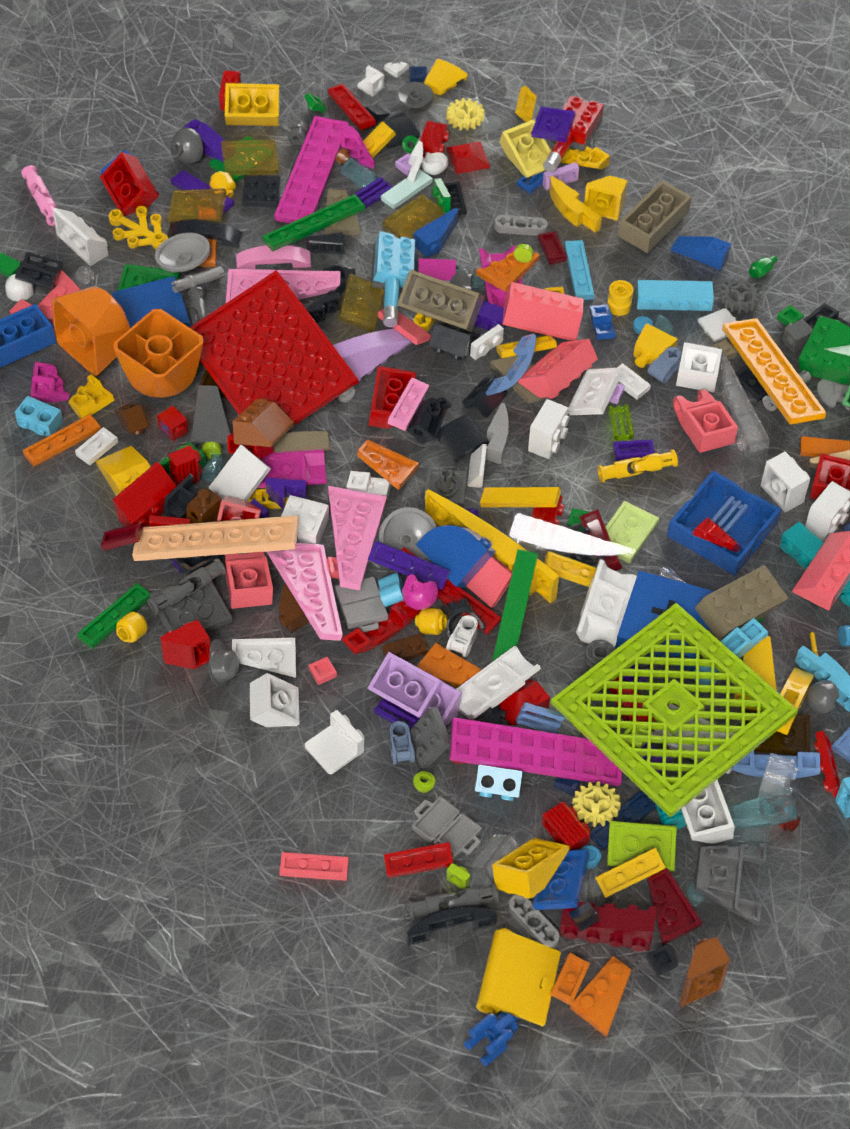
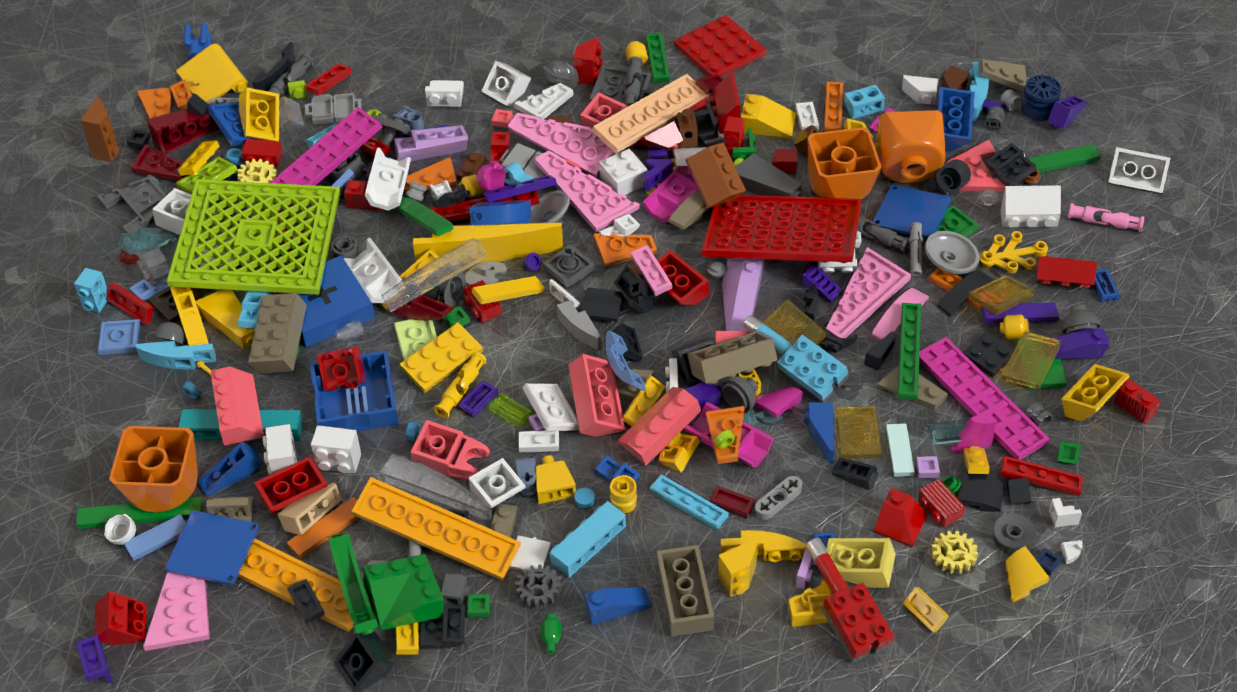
camera: 135 degrees right, 5 degrees down
(53, 576) = (720, 47): none -> red plate
(314, 866) = (384, 44): coral tile -> none
(371, 190) = (916, 413): dark purple tile -> none
(415, 161) = (918, 460): white slope -> none
(434, 163) = (909, 480): white hair -> none
(441, 195) = (855, 452): green plate -> none
(481, 656) = (416, 190): none -> light grey wheel
(548, 429) = (545, 345): white brick -> none
(553, 124) = (859, 577): dark purple tile -> none
(627, 499) = (440, 357): none -> yellow plate
(664, 325) = (568, 510): clear light blue tile -> none
(709, 460) = (412, 431): none -> dark azure tile

